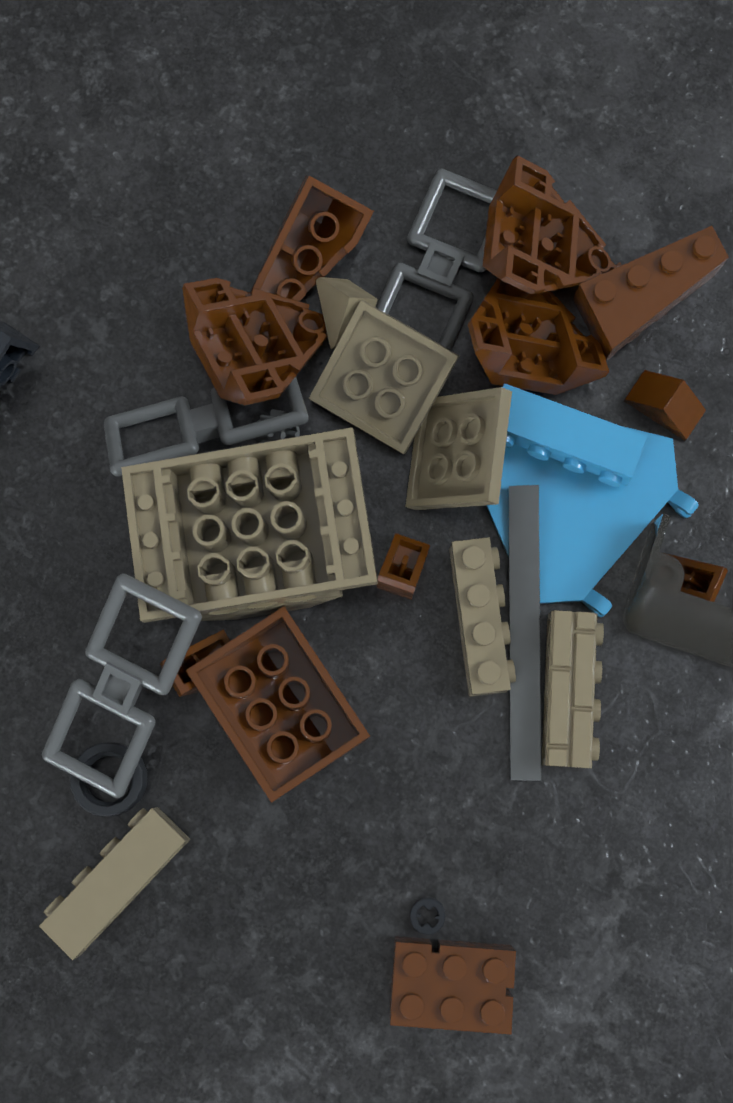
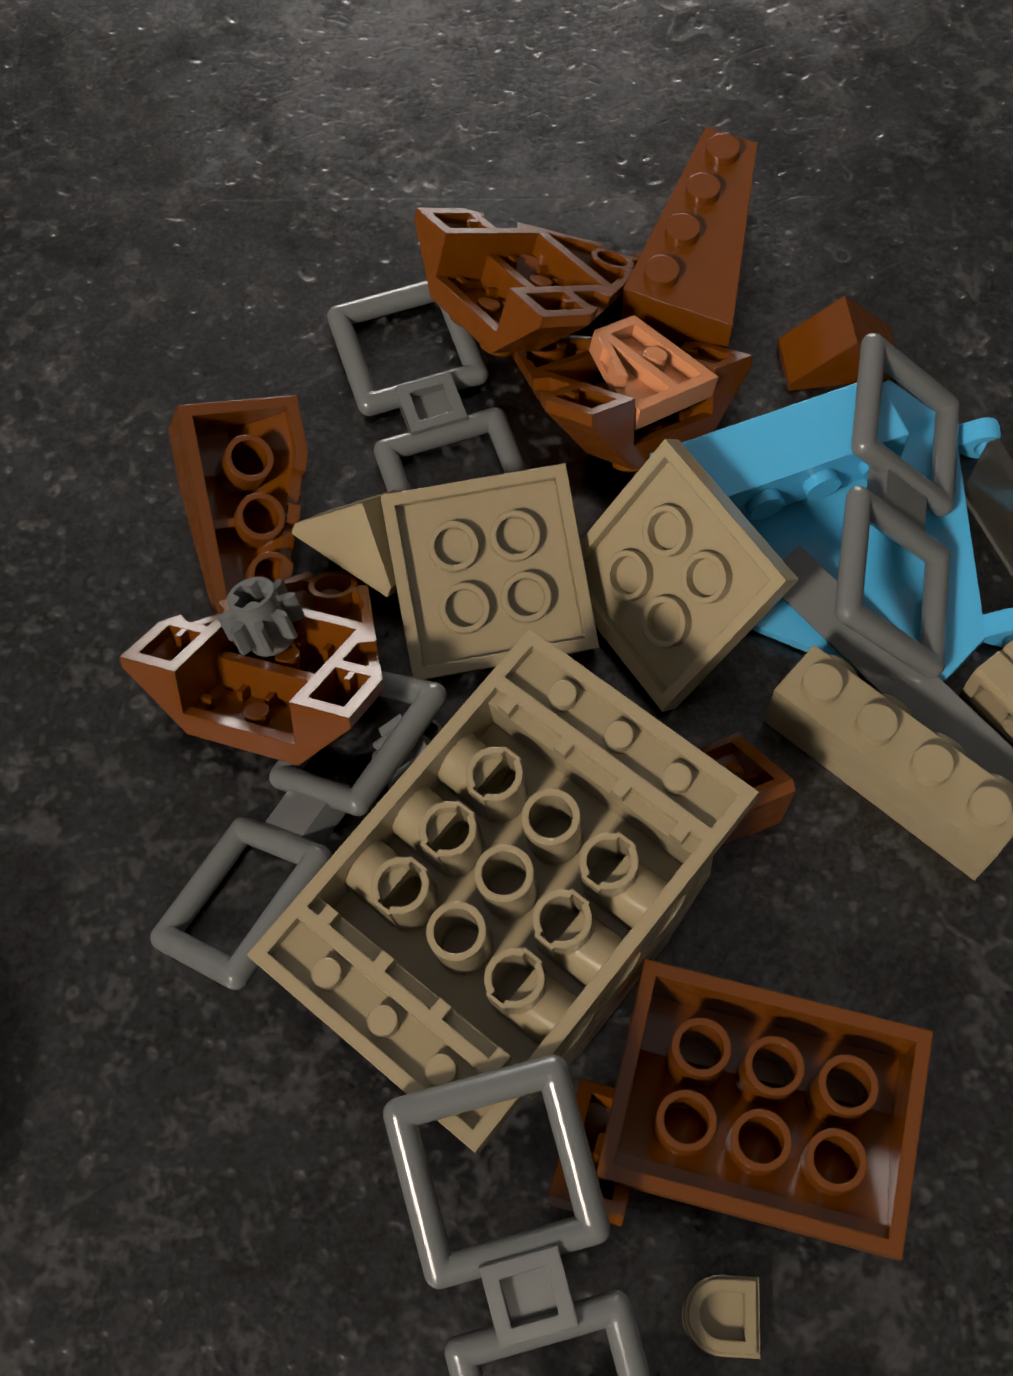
camera: 40 degrees left, 15 degrees down
(197, 765) = (724, 1316): none -> dark tan tile
(260, 315) = (261, 616): none -> dark grey gear
(545, 339) = (649, 369): none -> nougat wing
(595, 505) = (897, 507): none -> dark grey bar

